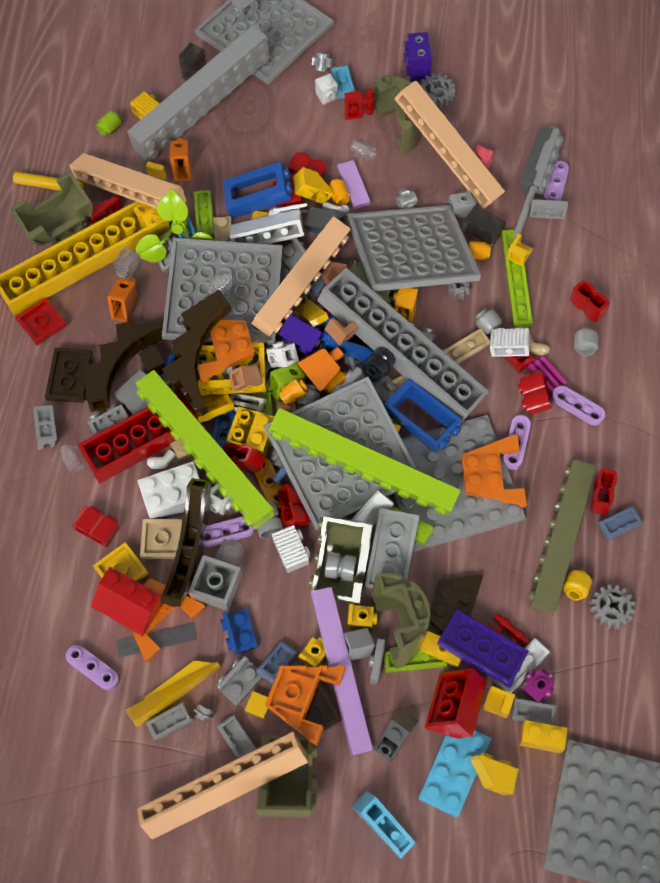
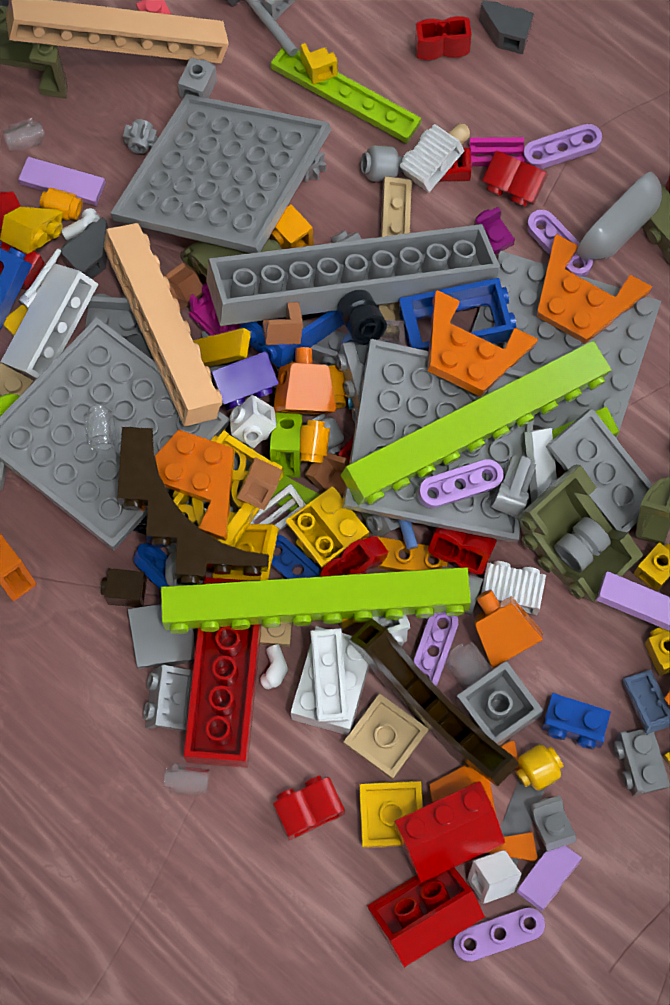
camera: 55 degrees left, 5 degrees up
(44, 426) = (114, 786): light grey hinge -> none
(67, 375) = (59, 707): dark brown plate -> none
(76, 621) = (426, 914): none -> red slope
(114, 355) = (81, 631): dark brown arch -> none
(120, 643) = (494, 876): none -> white panel
(141, 671) = (548, 876): none -> lavender slope
(168, 484) = (329, 676): none -> white tile
(169, 722) = (637, 882): light grey plate -> none
(171, 654) = (552, 823): none -> light grey bracket
(171, 691) = (599, 855): yellow wedge -> none
(197, 627) = (539, 767): none -> yellow head
(203, 712) = (653, 831): light grey plate -> none
(261, 556) = (504, 628): none -> orange torso
(315, 468) = (468, 475): none -> lavender plate
(337, 506) = (512, 493): none -> light grey piece
(397, 431) = (466, 357): none -> orange wing
(479, 250) = (278, 101): light orange brick -> none
(483, 225) = (247, 77): clear smoke brick -> none
(495, 404) = (496, 231): none -> magenta bracket
(554, 461) = (622, 219): none -> light grey brick
(586, 341) = (490, 79): light grey head -> none
(629, 331) = (506, 25): none -> dark grey slope

